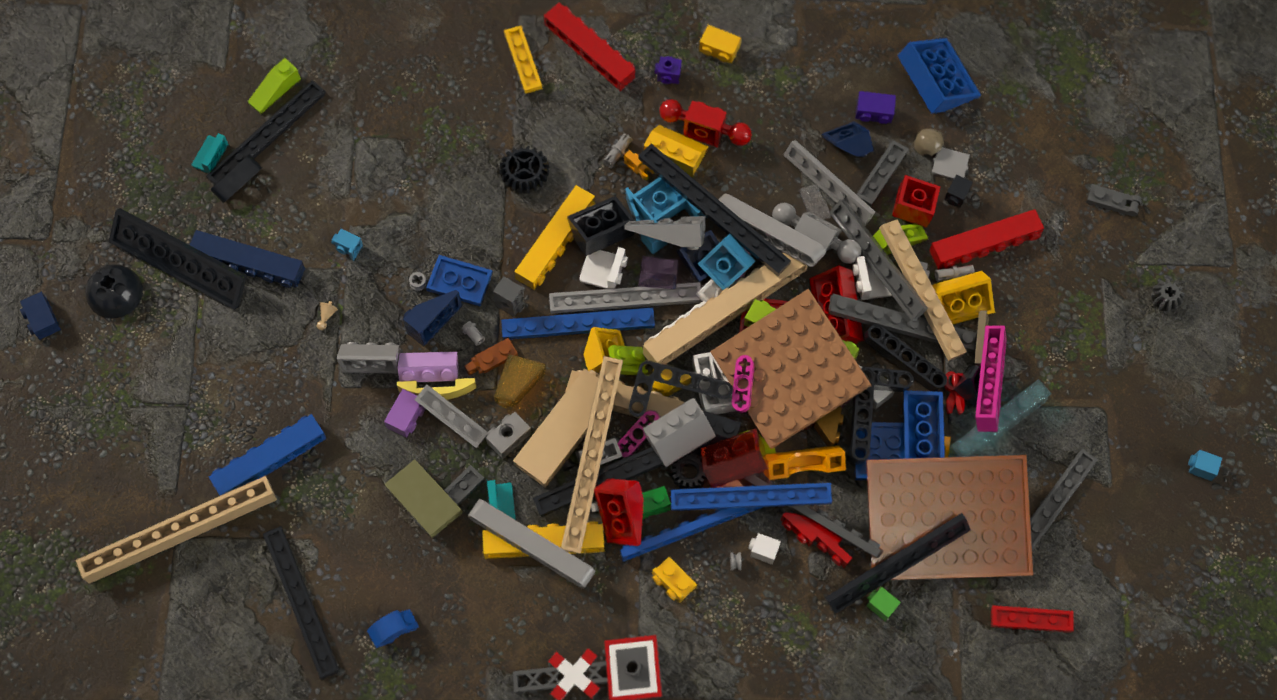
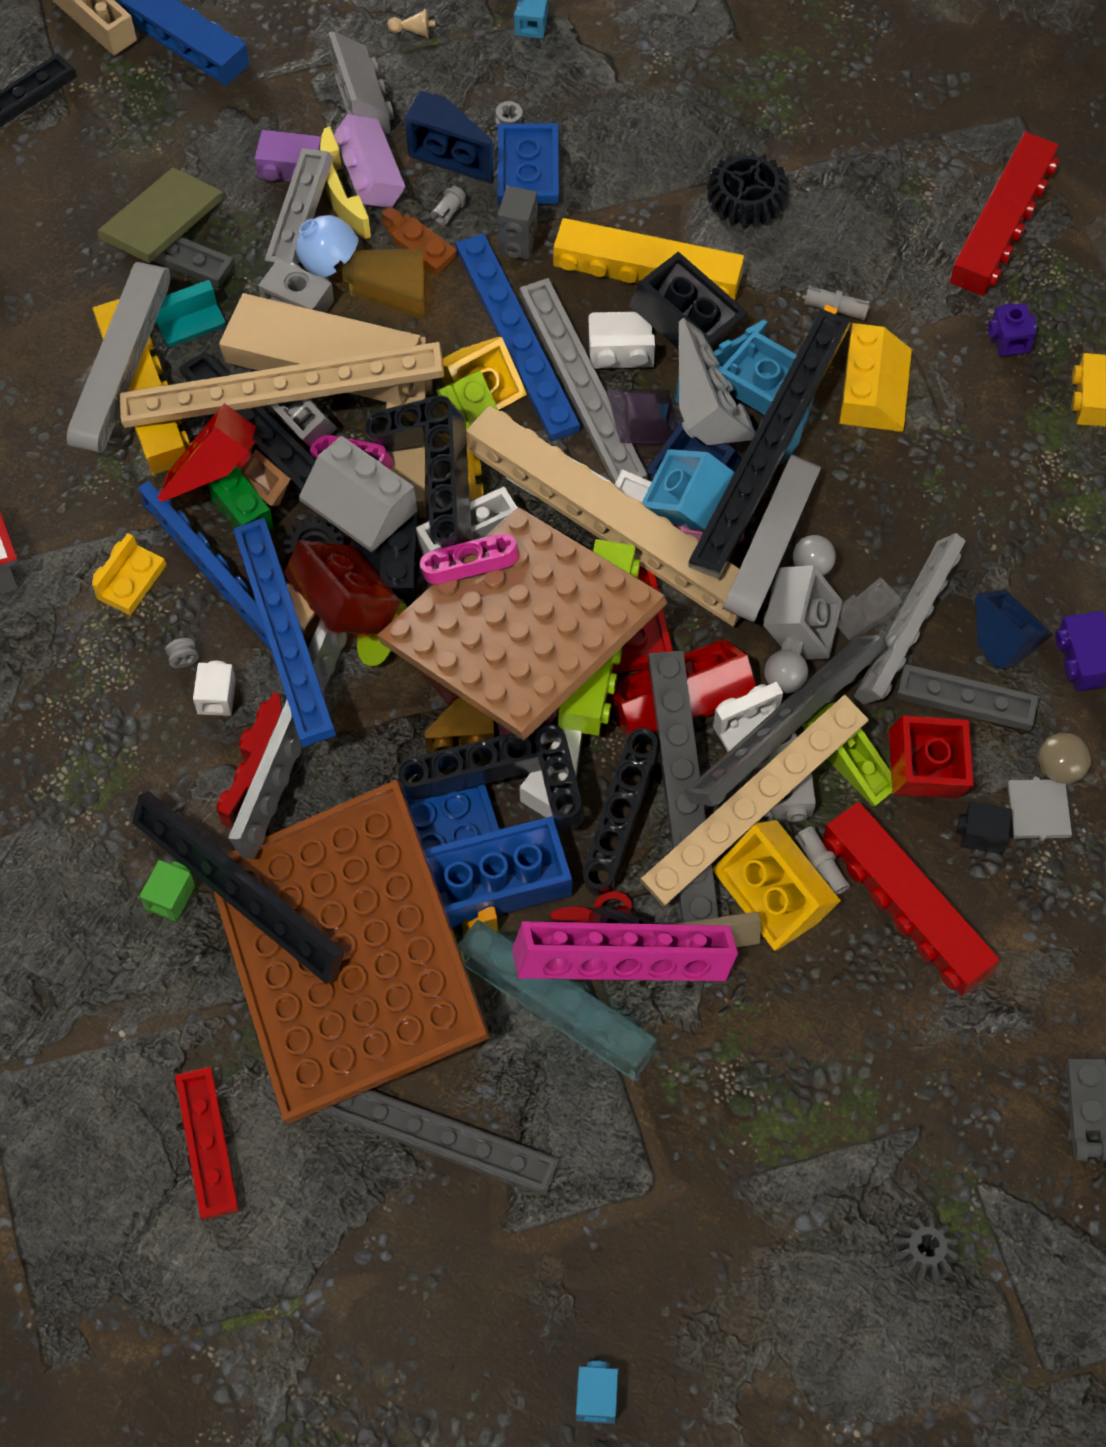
camera: 75 degrees right, 5 degrees down
(486, 407) = (325, 243): none -> light blue cylinder
(523, 59) = (939, 136): yellow plate -> none
(648, 480) = (266, 478): none -> medium nougat slope
(705, 123) = (935, 401): red brick -> none
(820, 459) = (363, 671): light orange arch -> none

